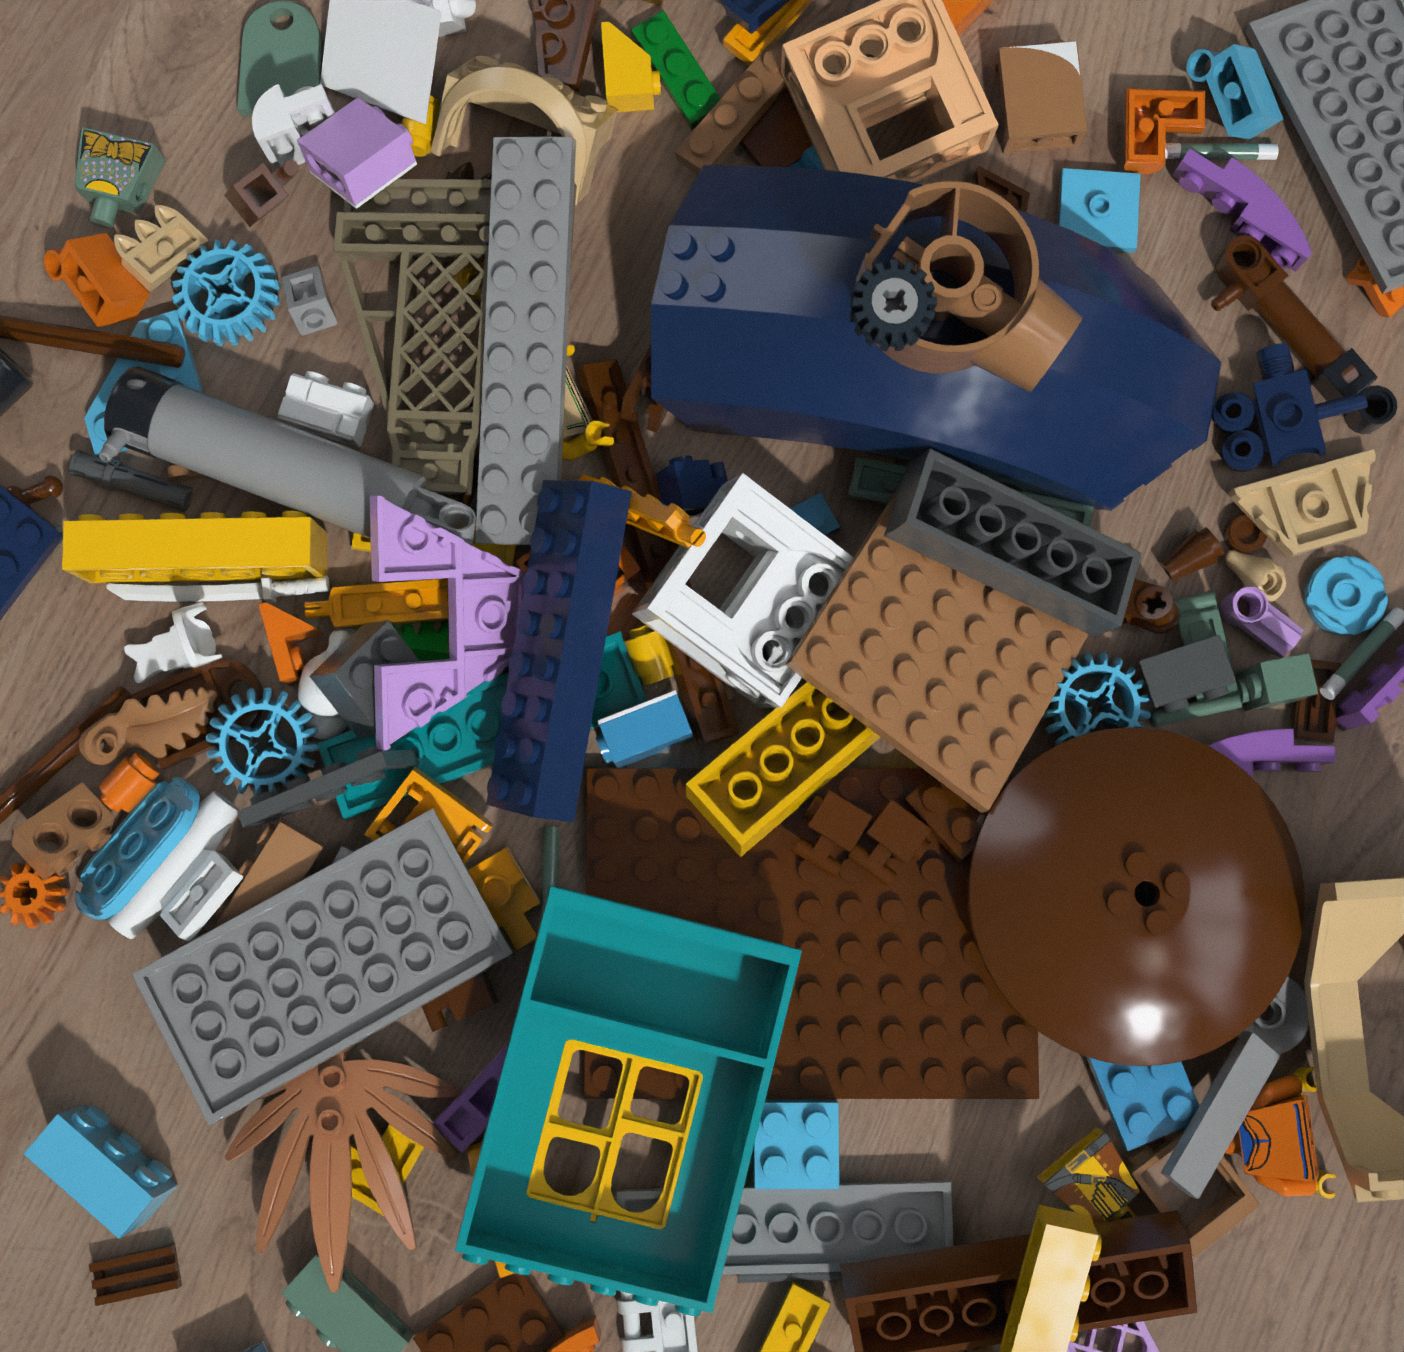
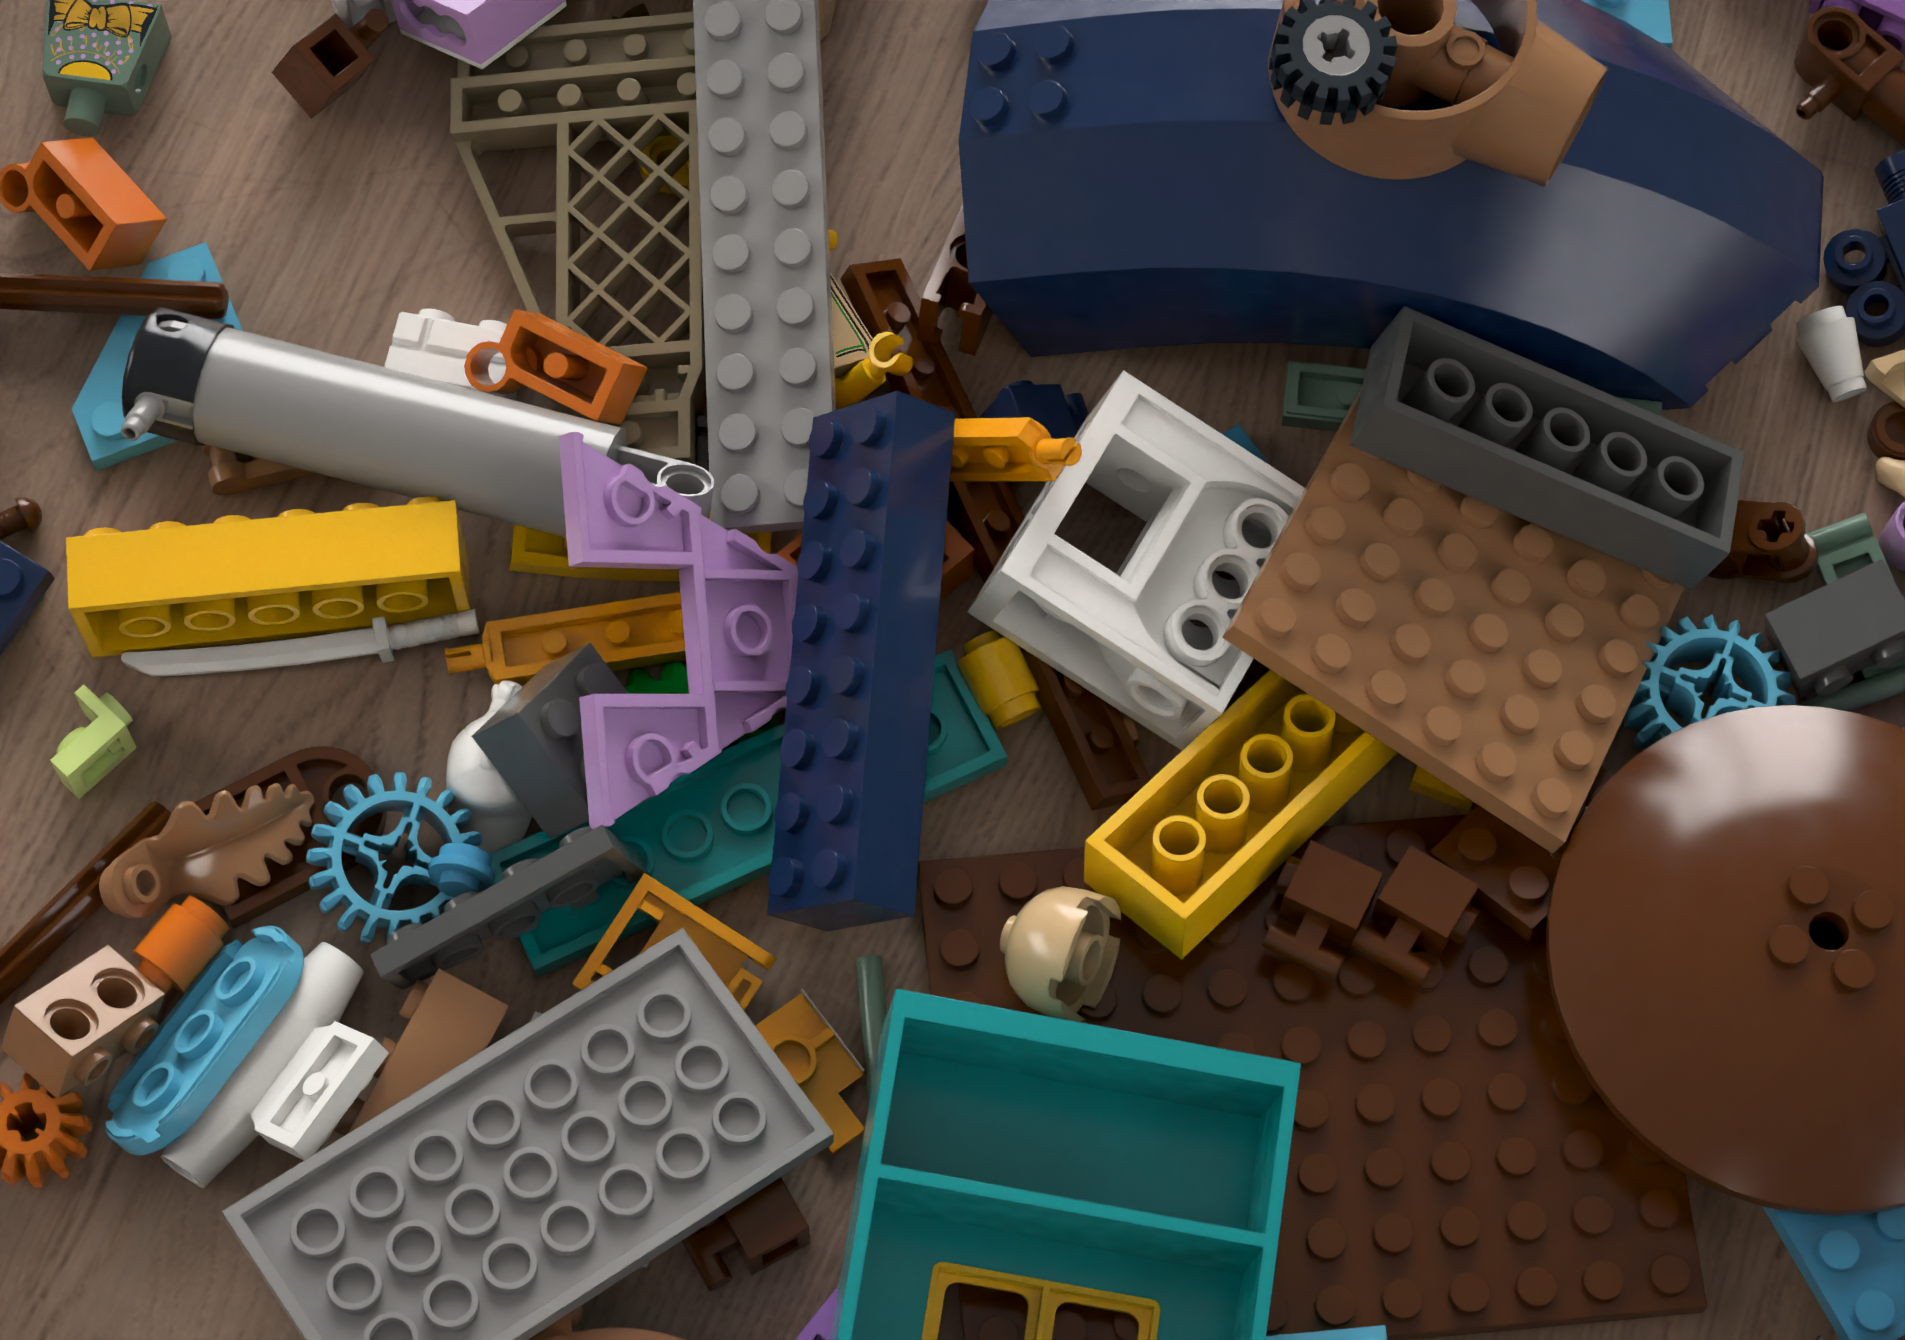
camera: 10 degrees left, 15 degrees down
(83, 650) = (94, 750): none -> yellowish green bracket
(117, 476) = (132, 490): dark grey pin -> none
(160, 248) = (178, 153): tan plate -> none
(185, 646) = (252, 734): white hair -> none
(216, 320) = (294, 231): medium azure gear -> none
(282, 633) = (420, 697): orange slope -> none
(298, 760) = (461, 869): none -> dark azure plate
(308, 300) = (414, 214): light grey bracket -> none
(385, 428) = (558, 366): none -> orange hinge
(644, 730) = (1007, 785): dark azure piece -> none
(665, 846) = (1061, 950): none -> tan cylinder
(1193, 554) = (1826, 465): reddish brown cone -> none
(1210, 476) = (1833, 351): none -> white cone

